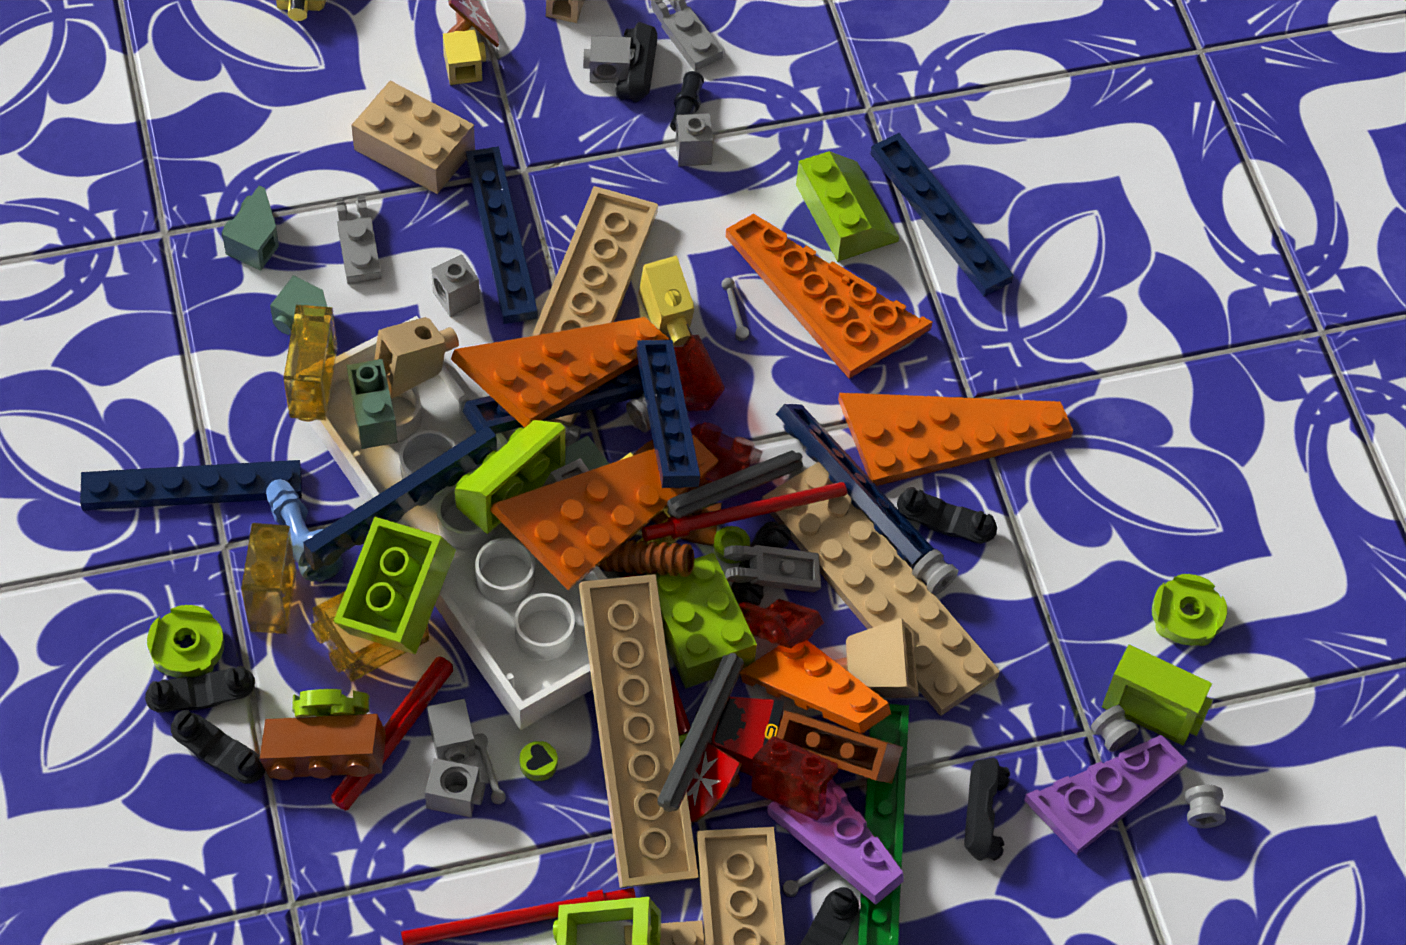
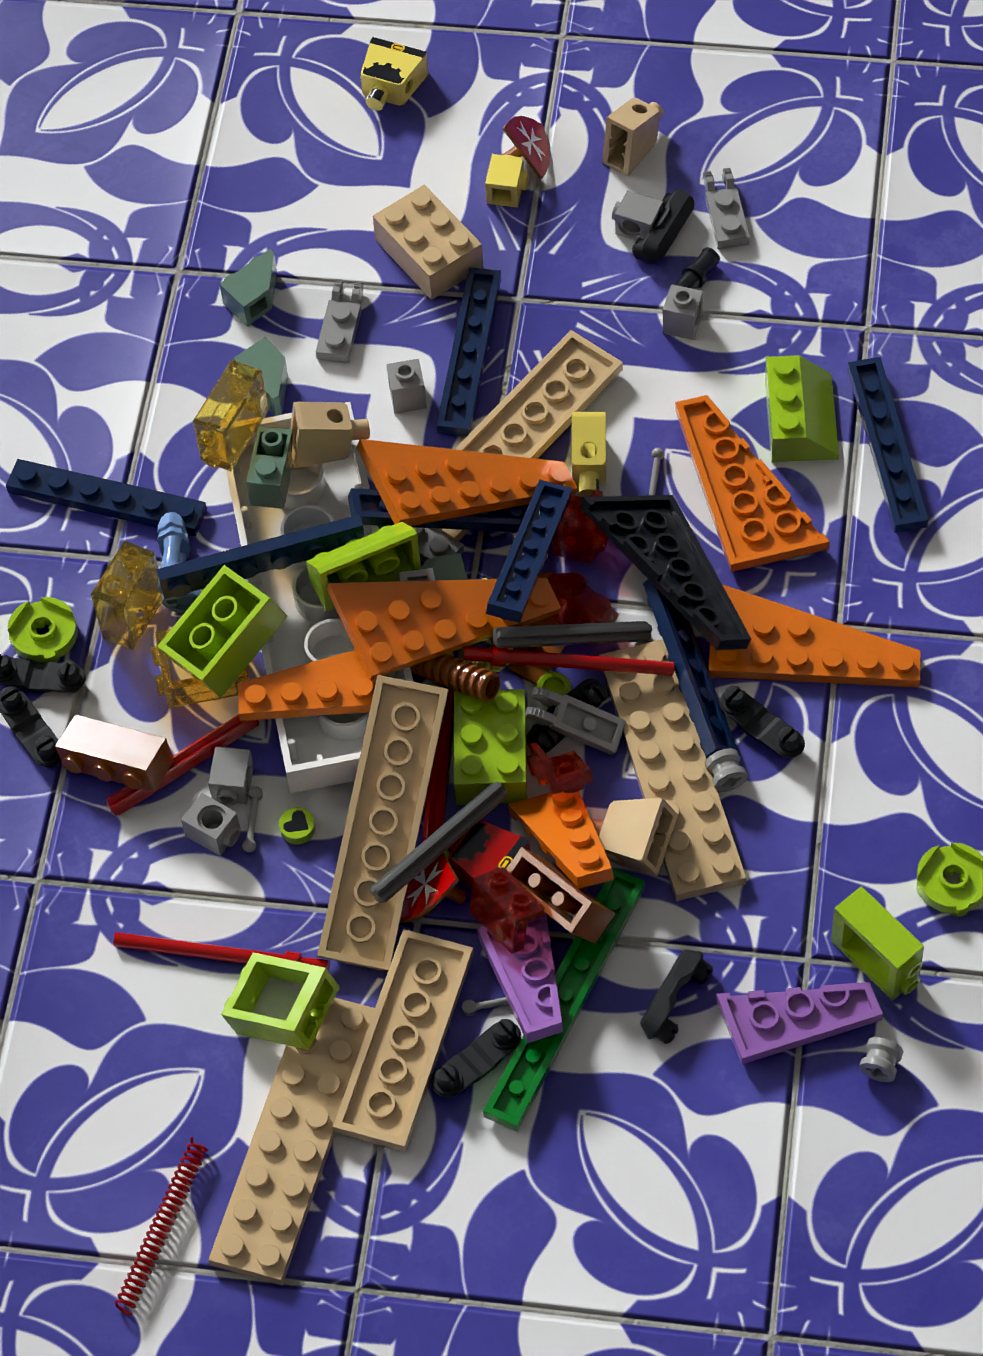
camera: 30 degrees right, 0 degrees up
(329, 703) = (131, 717): lime plate -> none
(511, 616) = (311, 689): none -> orange wing
(784, 374) = (666, 551): none -> black wing
(1114, 728) = (828, 962): light grey wheel -> none

